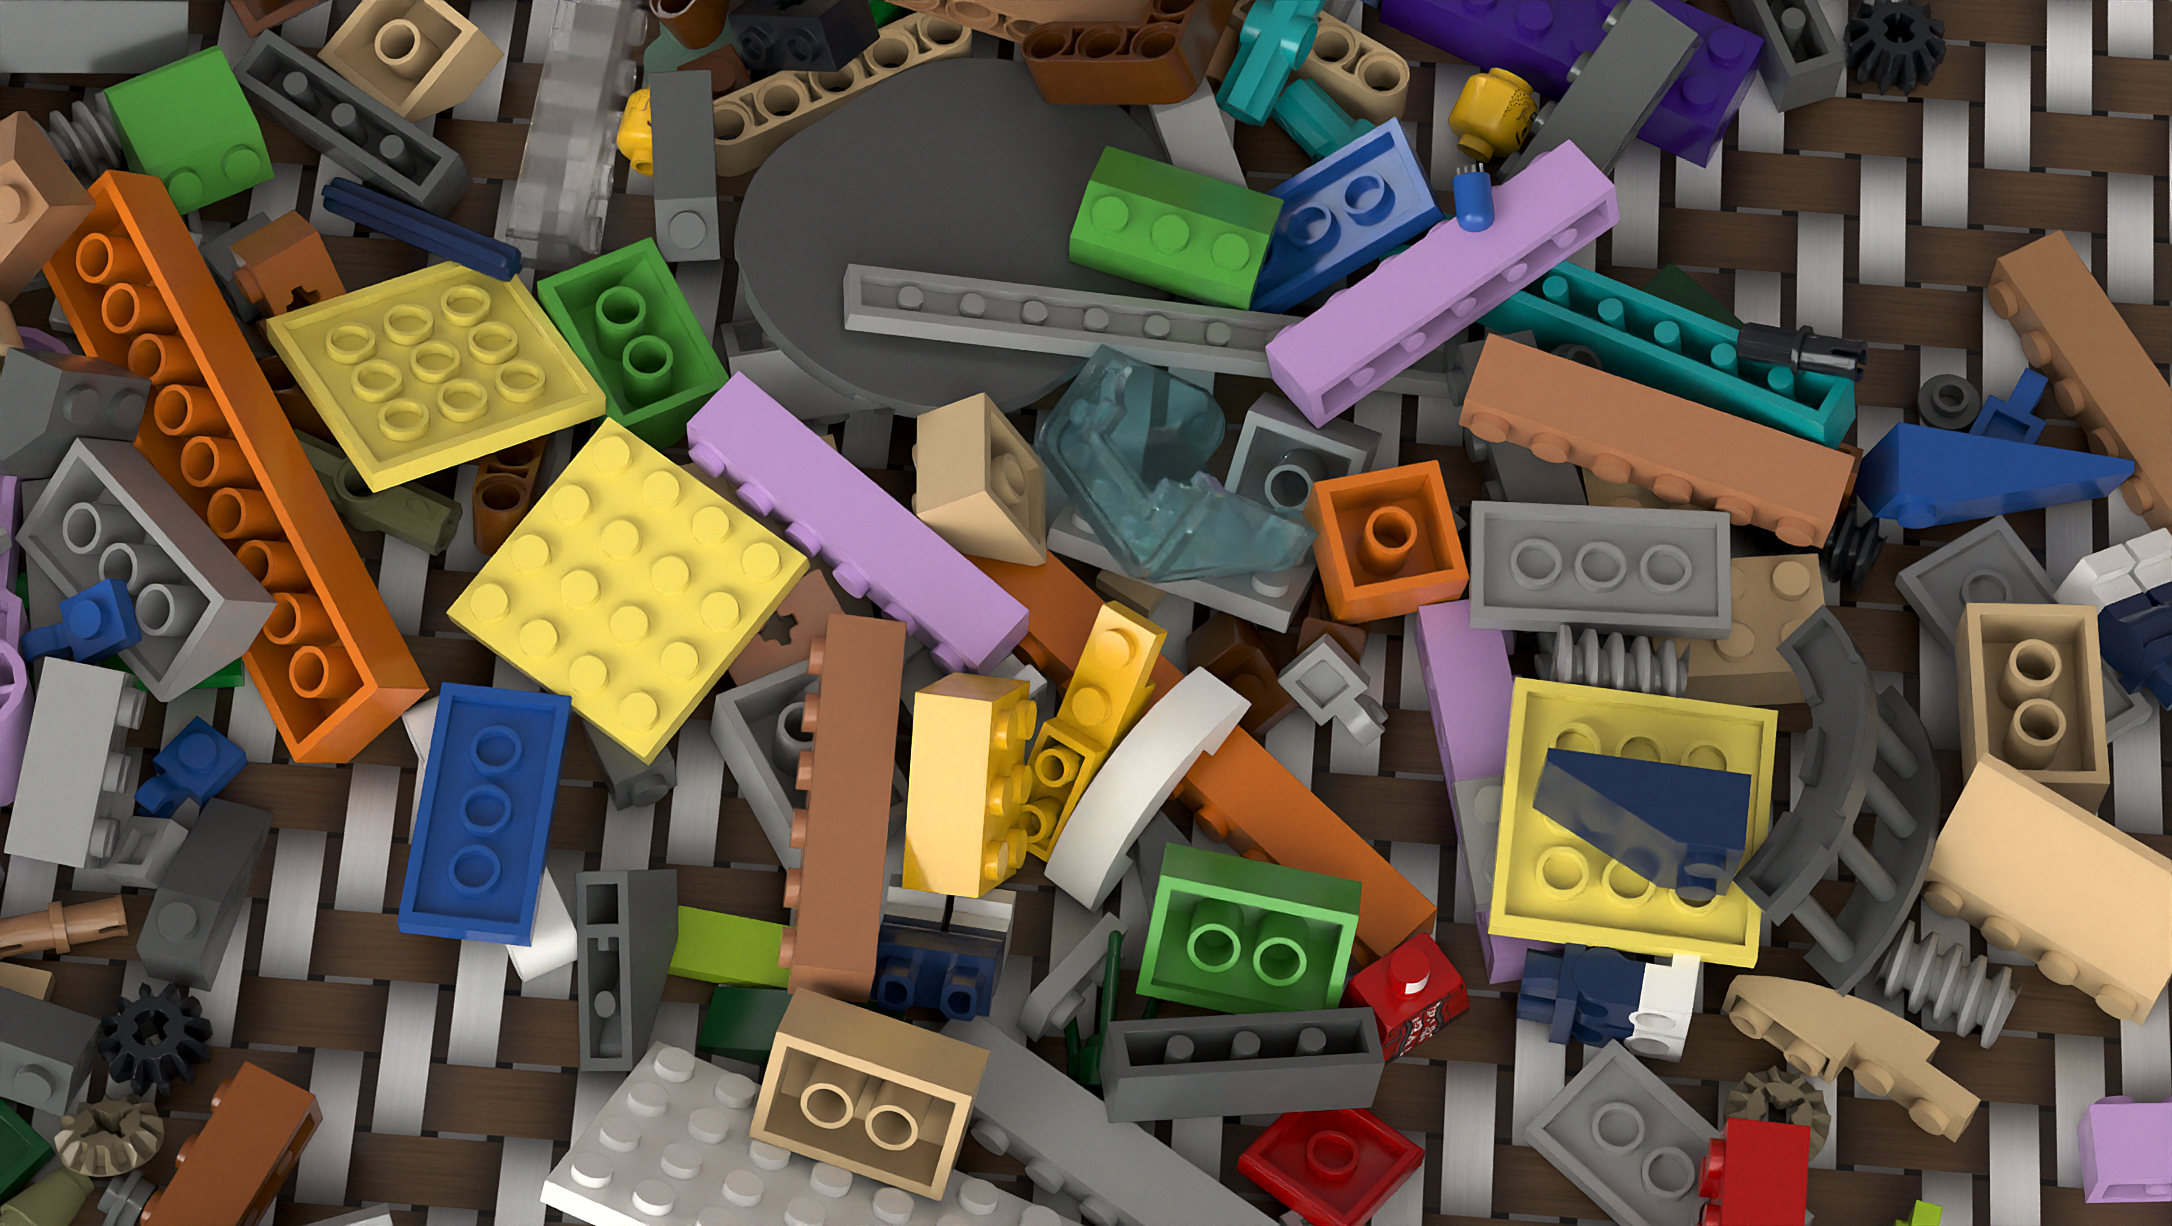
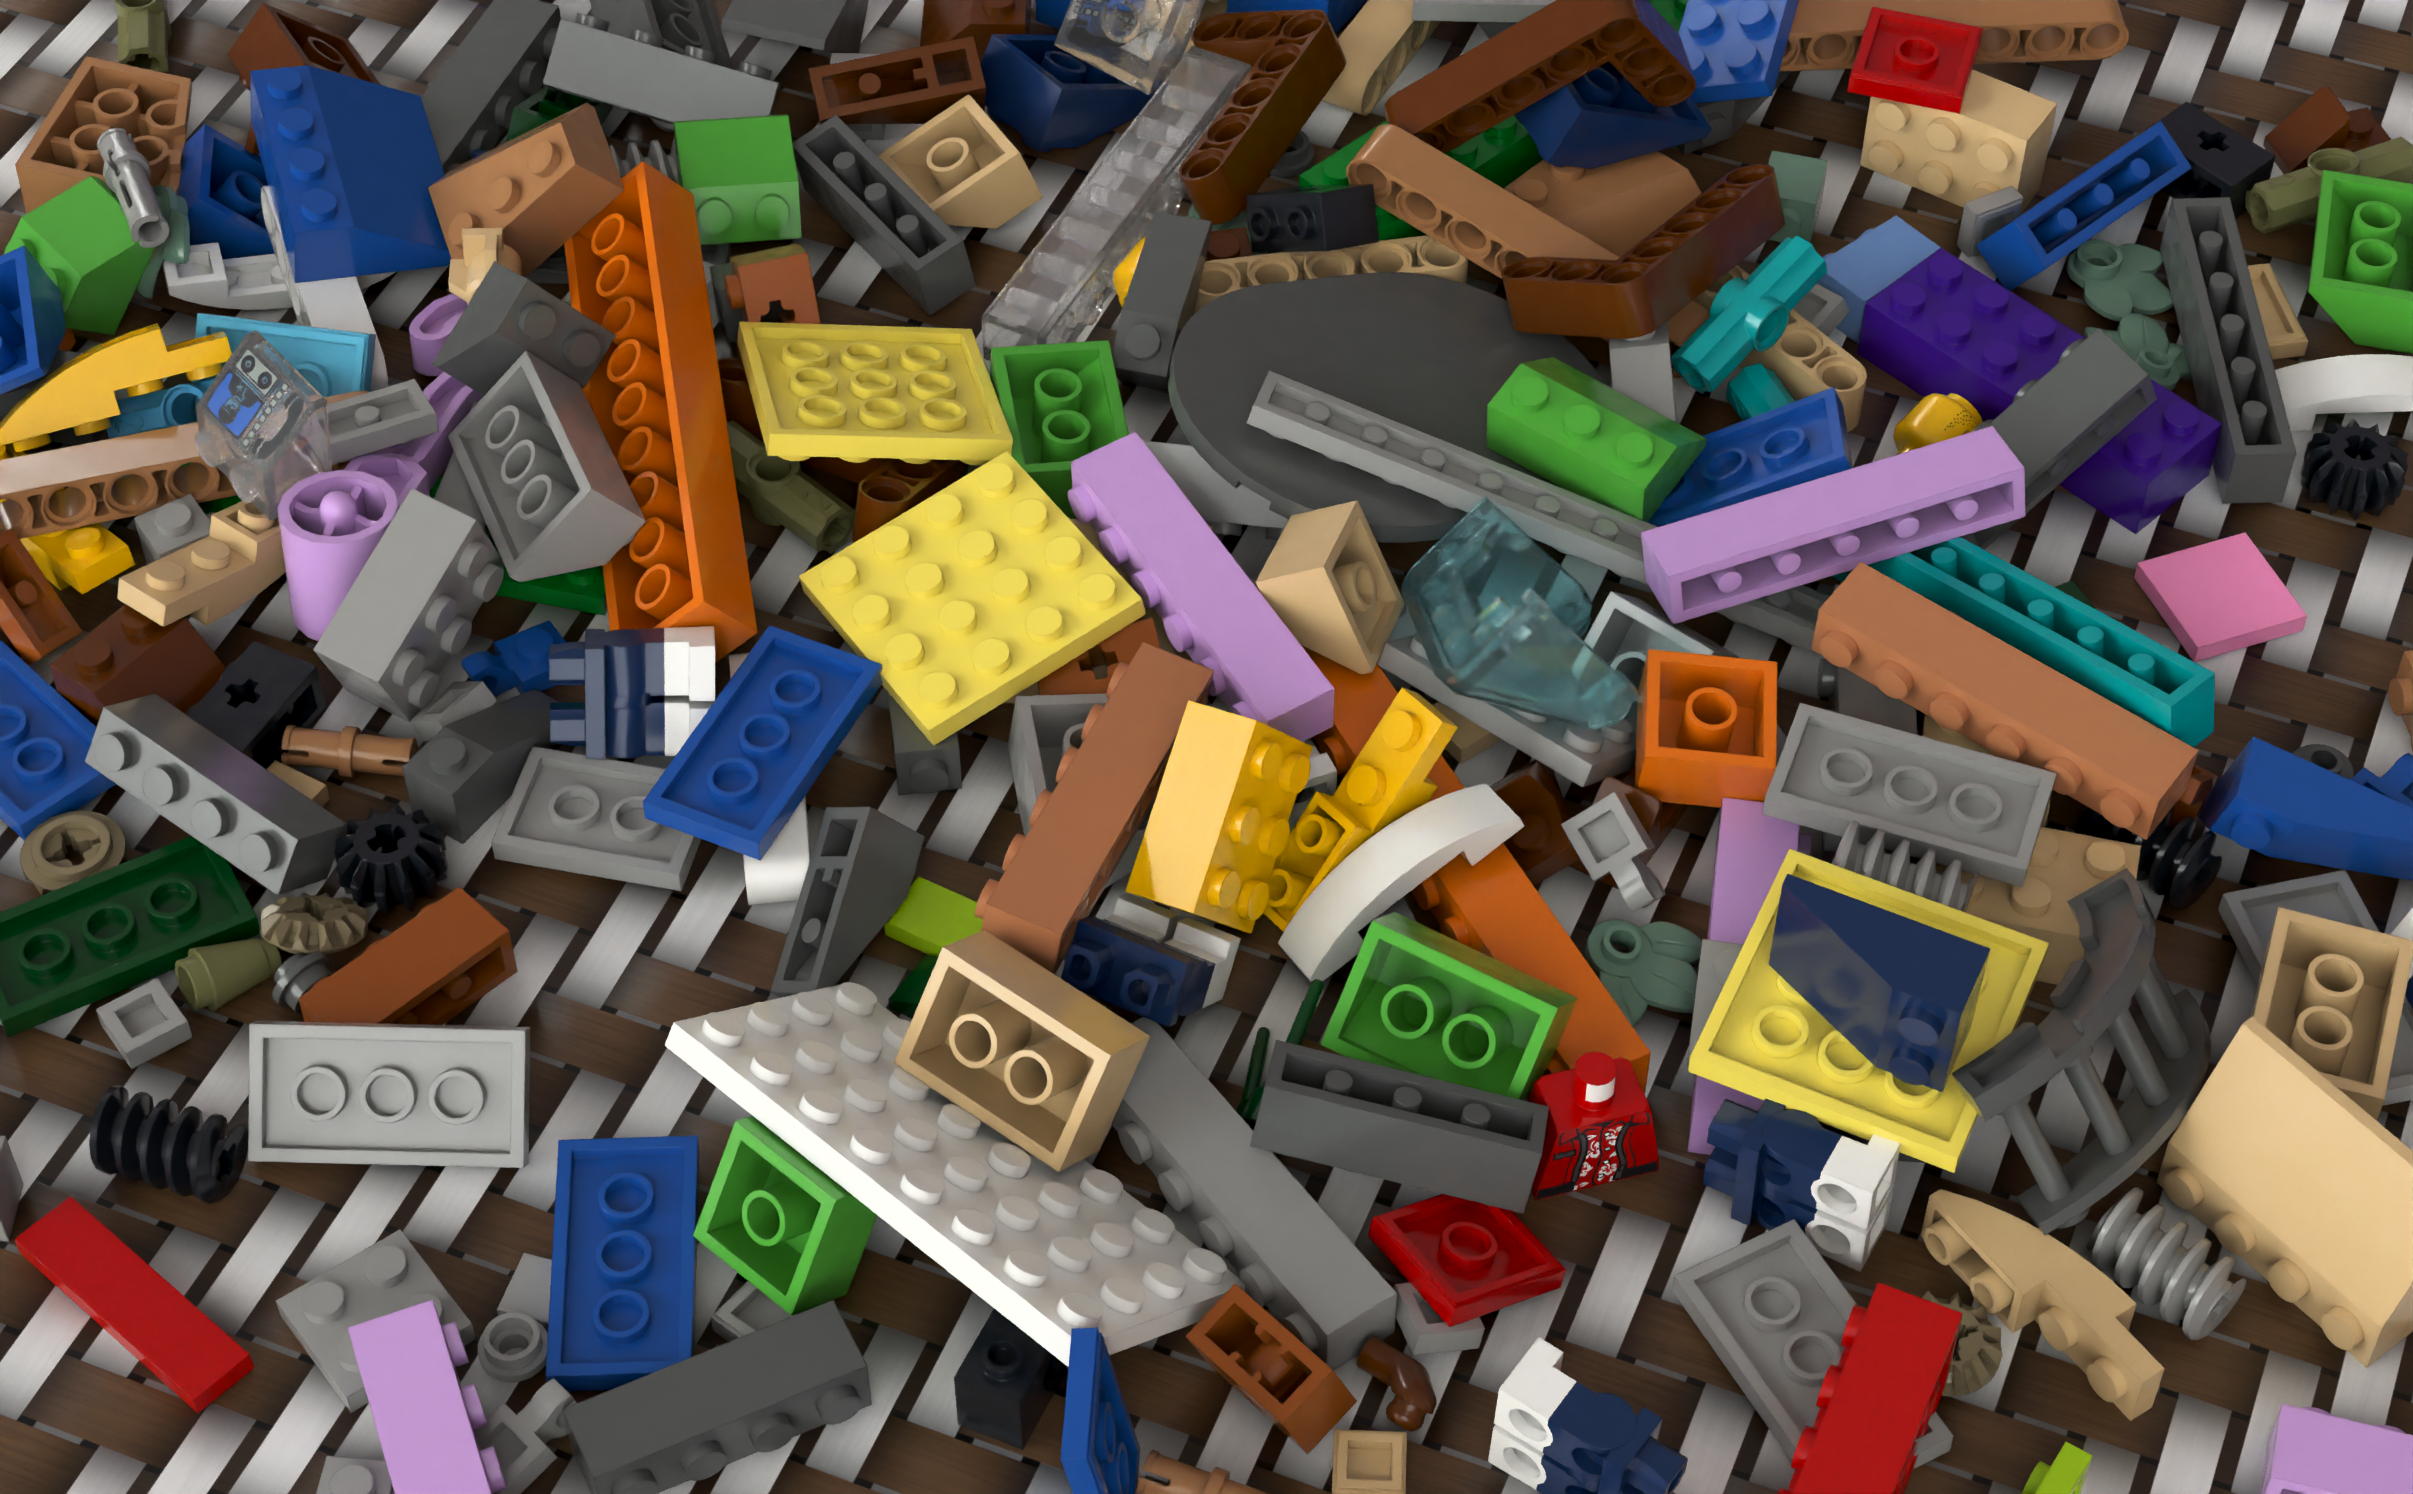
camera: 20 degrees right, 15 degrees down
(94, 626) = (486, 495): blue plate -> none
(335, 790) = (640, 690): none -> dark blue hips
(335, 933) = (591, 821): none -> light grey plate
(422, 229) = (912, 300): dark blue axle -> none
(1059, 994) = (1250, 1029): light grey plate -> none
(1405, 802) = (1652, 972): none -> sand green plate
(1473, 199) = (1882, 451): blue piece -> none
(1802, 350) = (2169, 636): black axle -> none
(1805, 225) = (2220, 597): none -> bright pink tile

